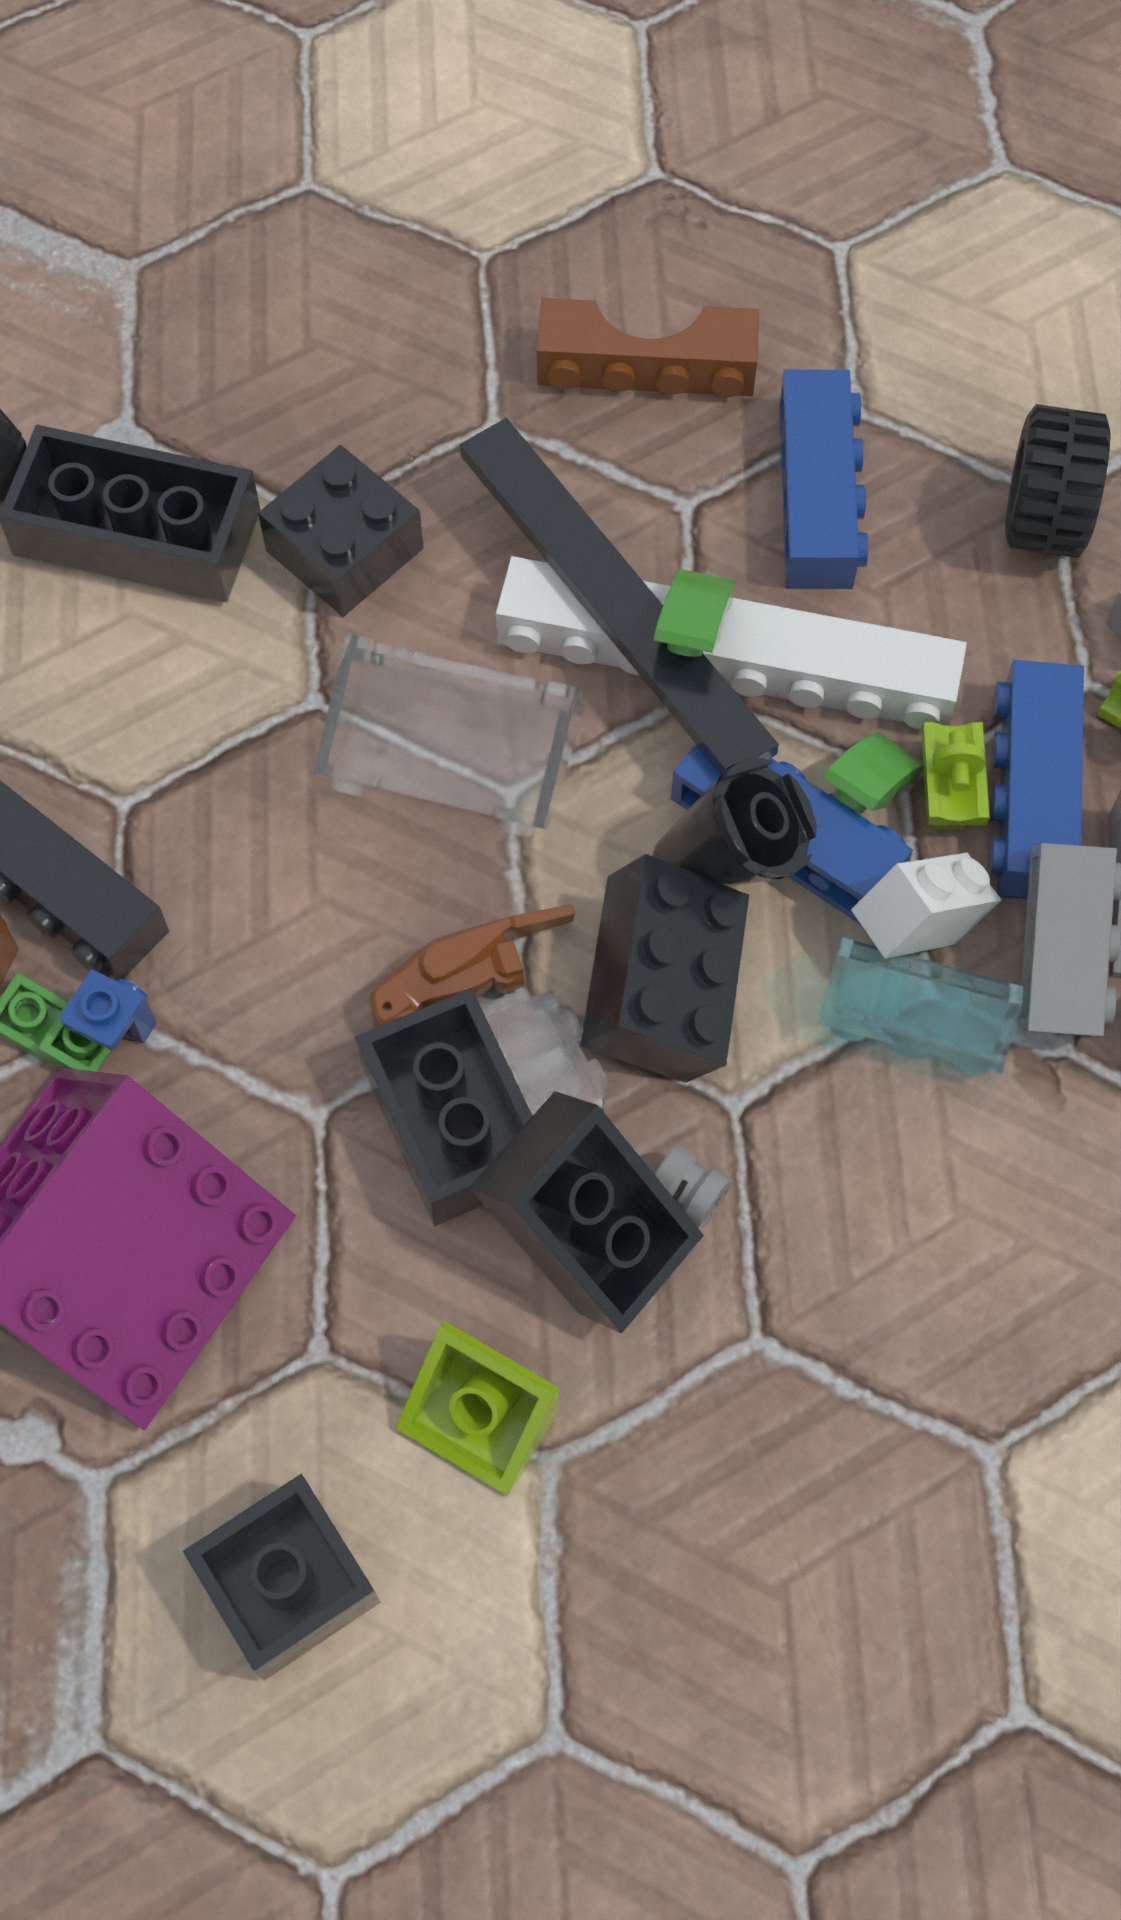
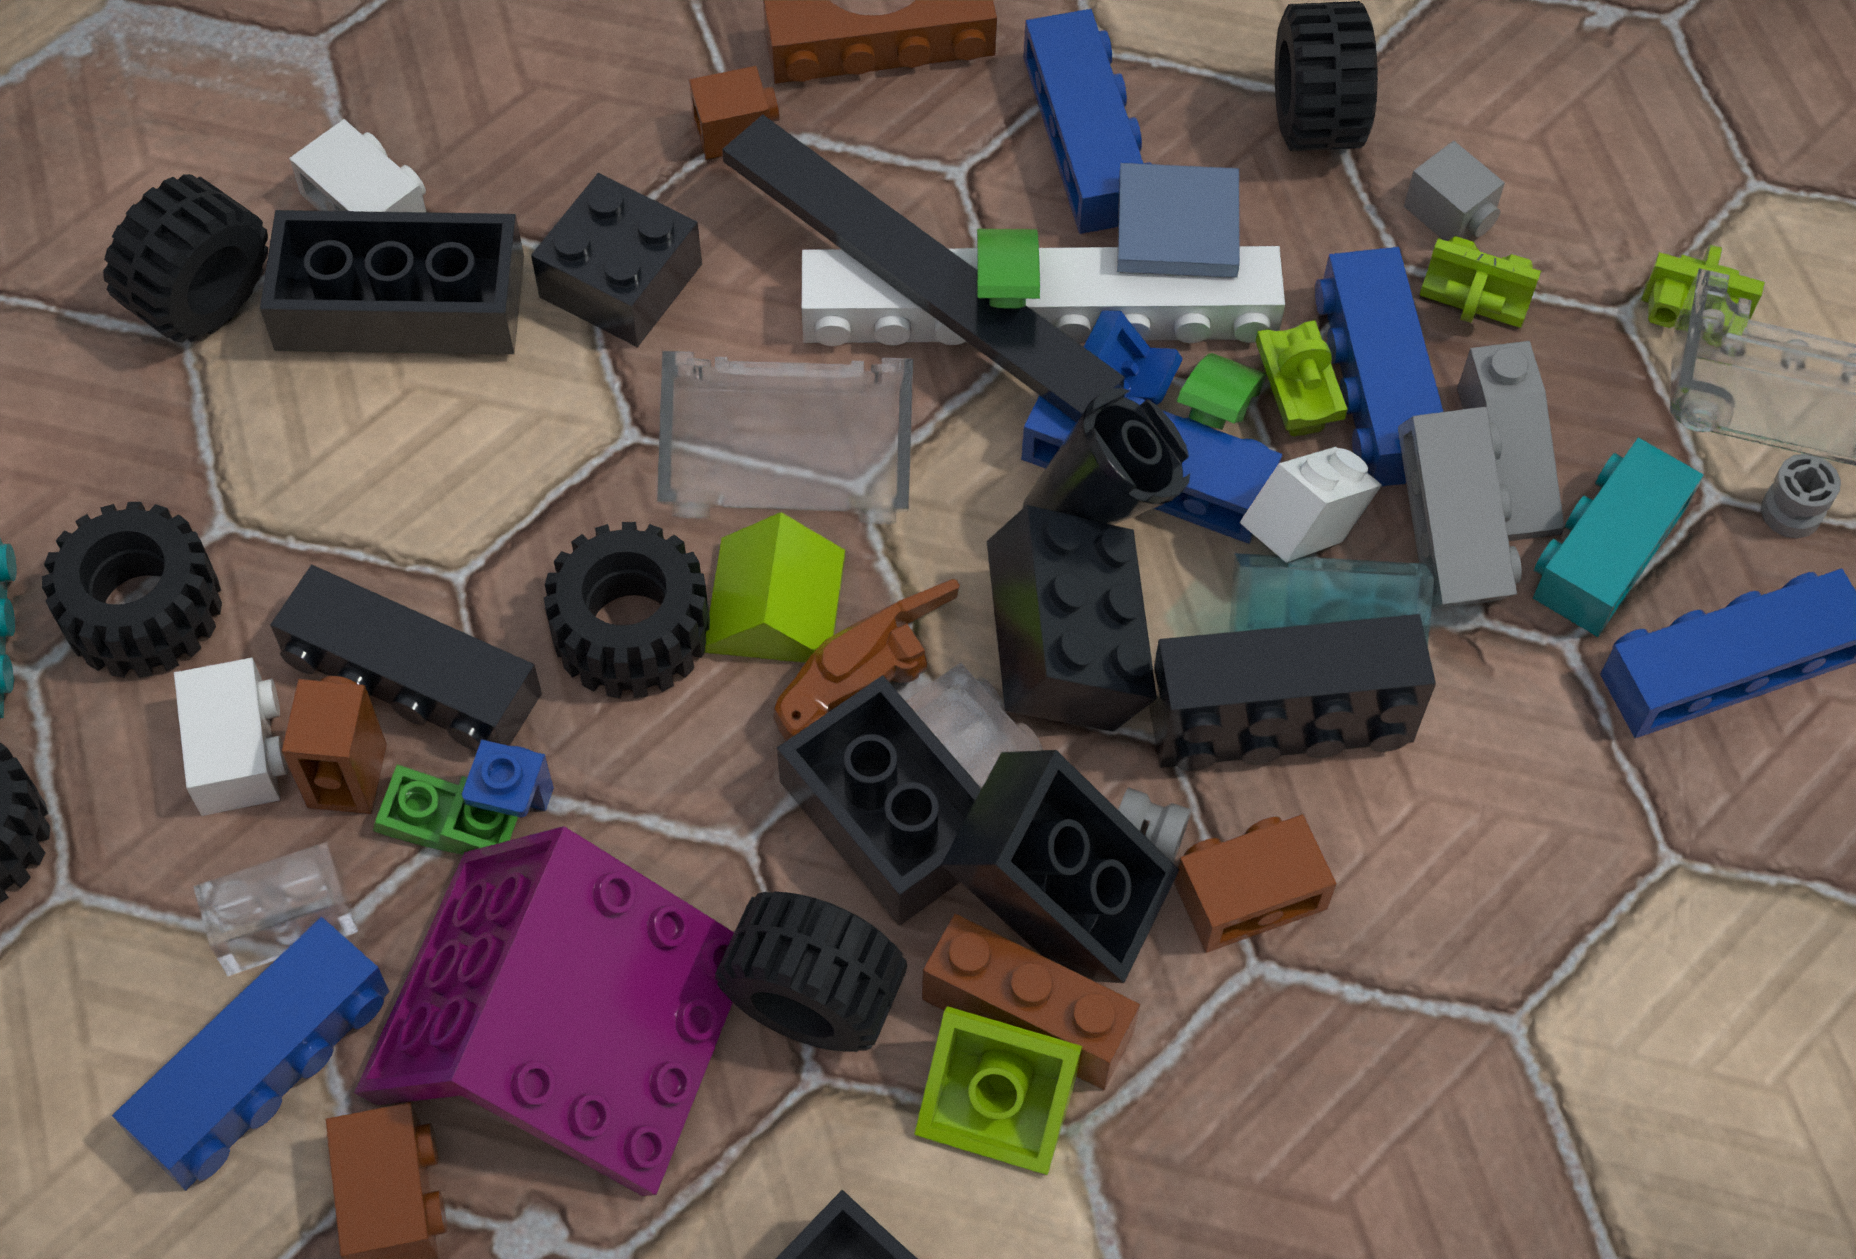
camera: 15 degrees left, 5 degrees down
(123, 404) = (354, 174): none -> white brick
(251, 829) = (620, 566): none -> black tyre
(331, 1257) = (811, 971): none -> black tyre
(404, 881) = (774, 591): none -> lime slope
(484, 398) = (728, 105): none -> dark orange brick
(531, 1327) = (1018, 987): none -> dark orange brick
(774, 1260) = (1254, 881): none -> dark orange brick
(790, 718) = (1145, 369): none -> blue bracket
(856, 1086) = (1290, 691): none -> black brick
(874, 597) = (1178, 220): none -> sand blue tile

